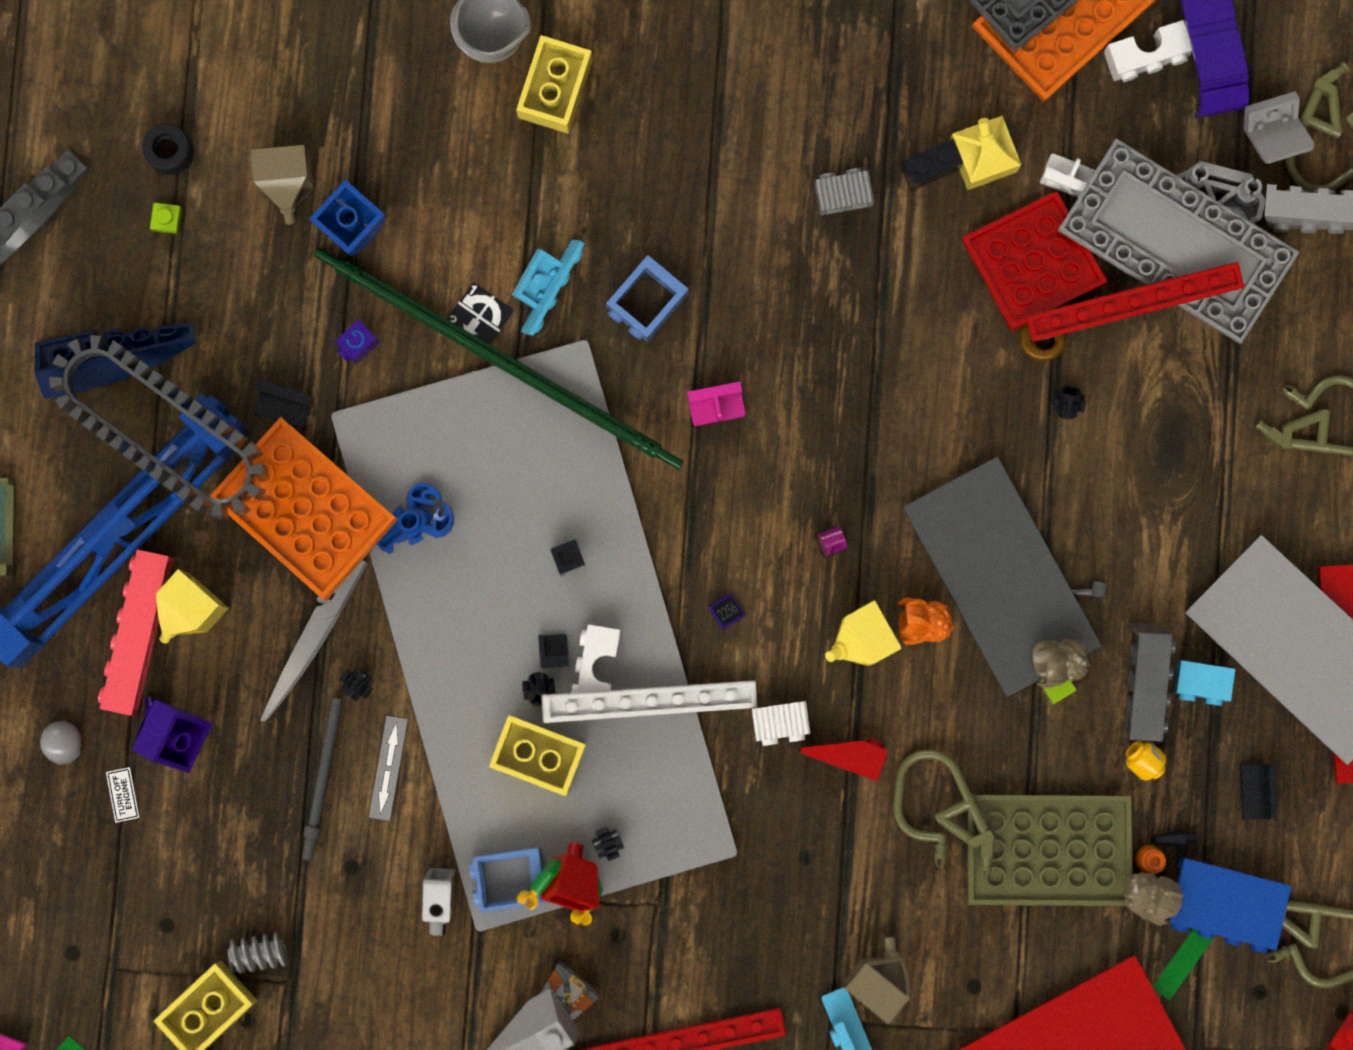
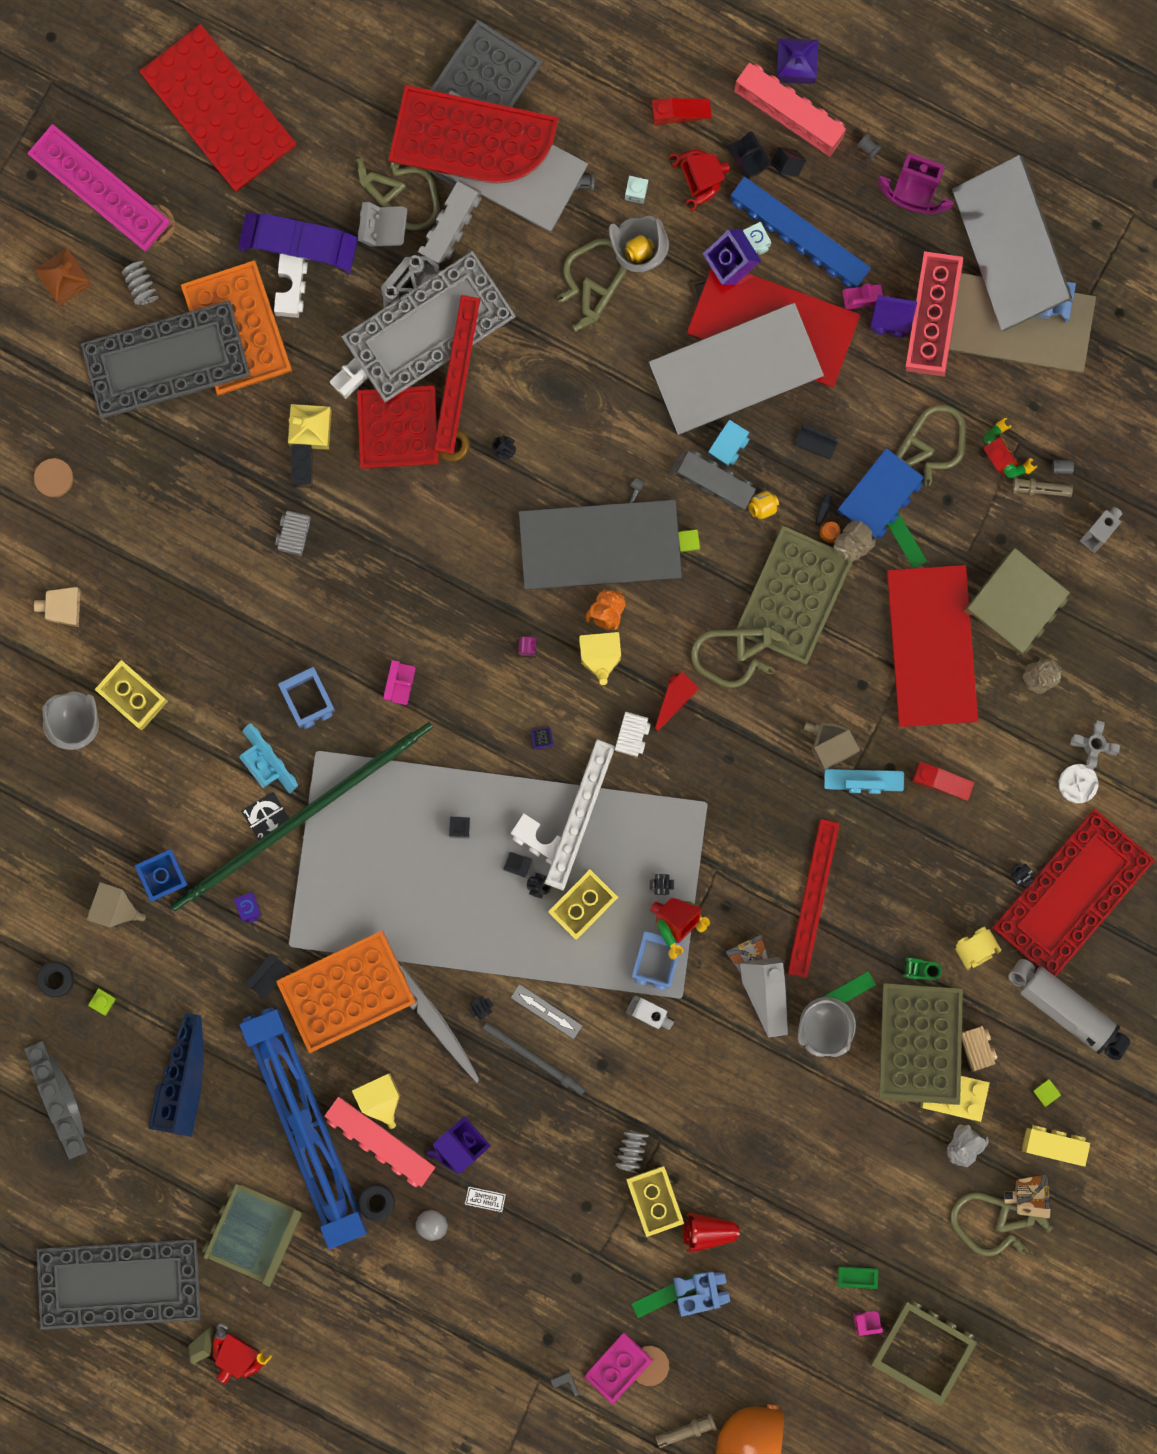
camera: 70 degrees left, 0 degrees up
(42, 659) = (389, 1202): none -> black tyre
(135, 451) = (261, 1086): dark grey piece -> none
(418, 520) = (389, 917): blue animal -> none
(1060, 661) = (673, 532): dark tan hair -> none

